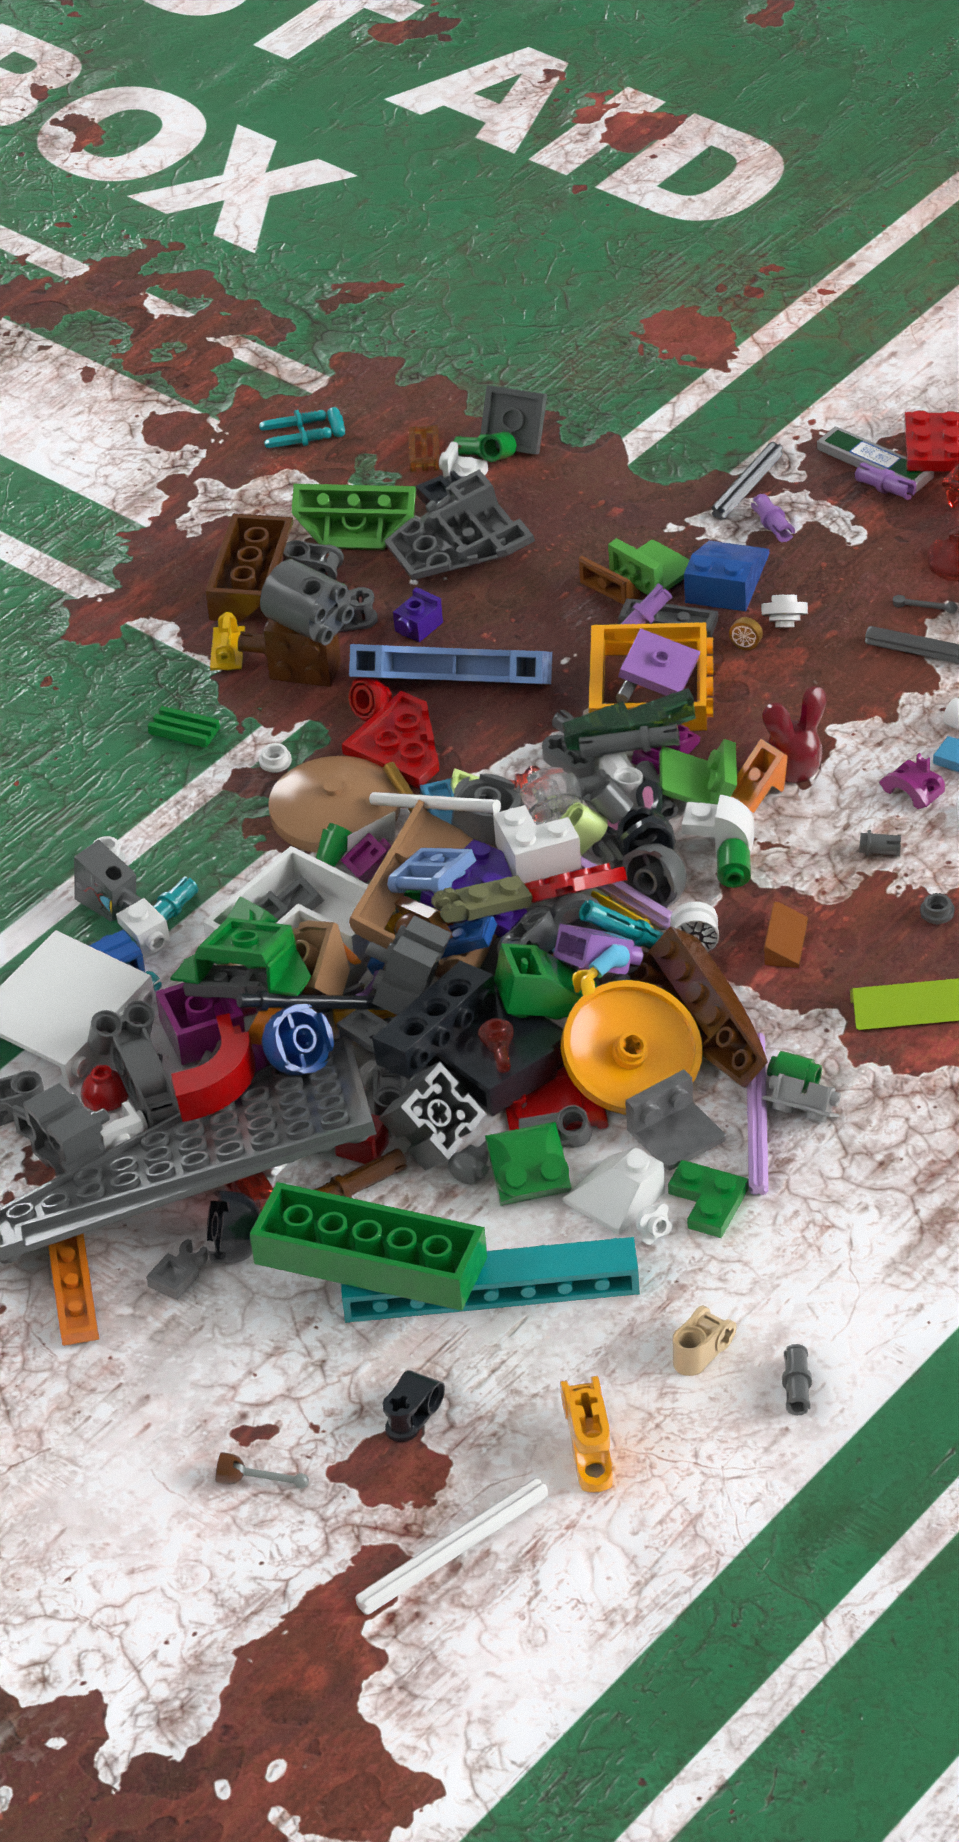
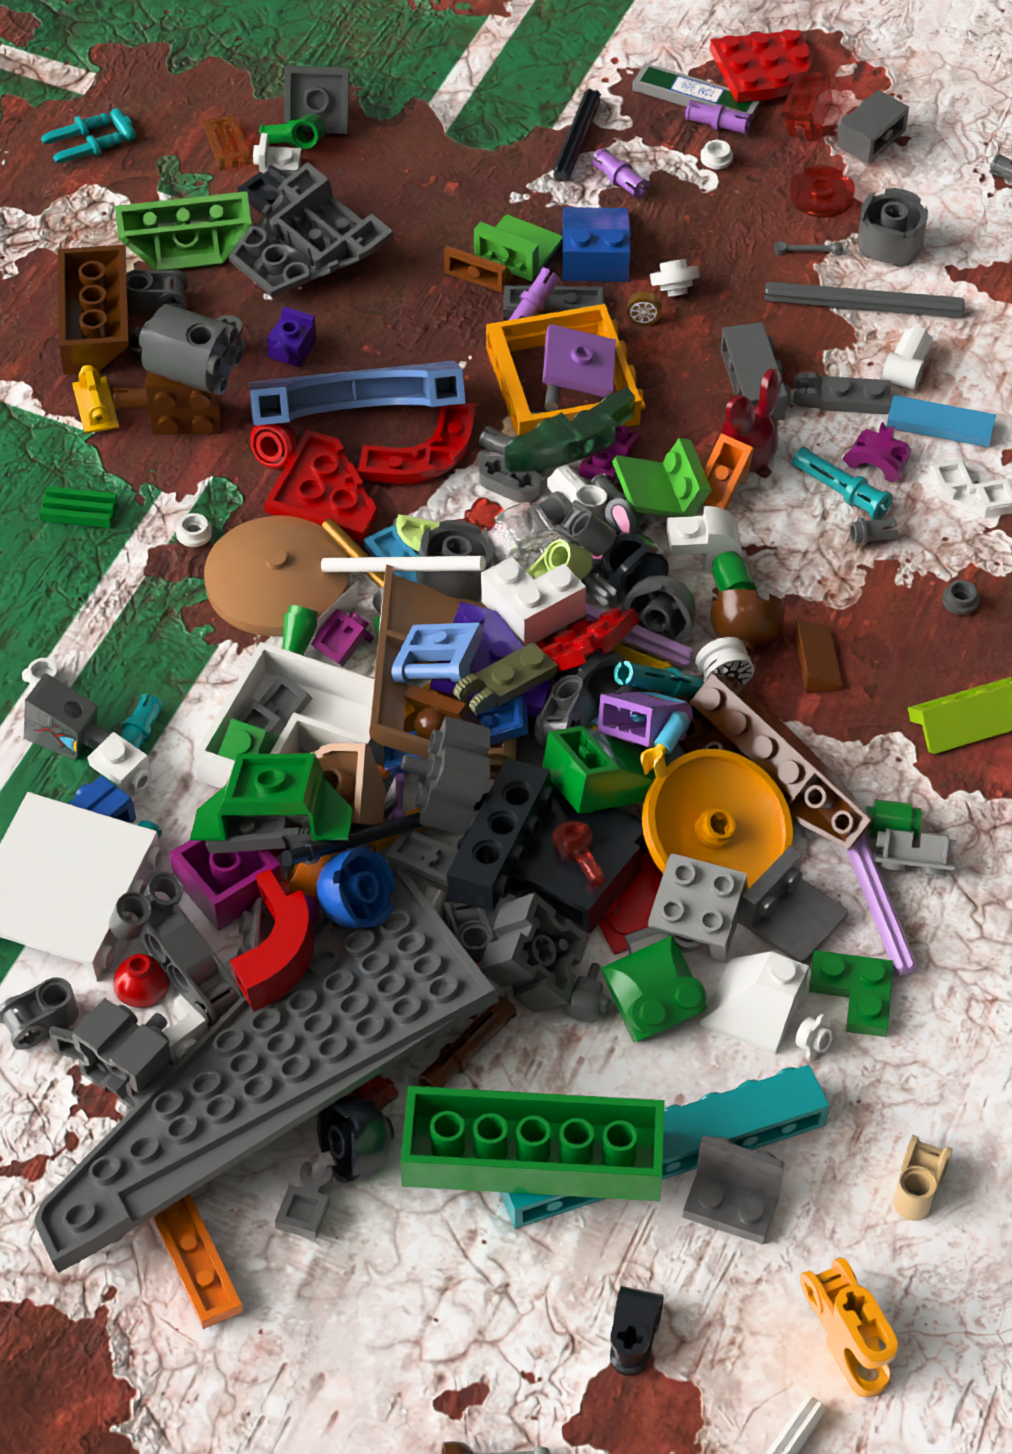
camera: 20 degrees left, 10 degrees up
(503, 730) = (427, 459): none -> red plate
(538, 1318) = (734, 1189): none -> flat silver bracket
(589, 1102) = (699, 903): none -> light grey bracket
(629, 741) = (592, 452): dark grey pin -> none
(729, 893) = (747, 617): none -> reddish brown cylinder
(831, 676) = (747, 357): none -> dark grey brick
(870, 513) = (716, 154): none -> white plate
(876, 808) = (854, 489): none -> teal pin
(902, 729) = (842, 393): none -> dark grey hinge

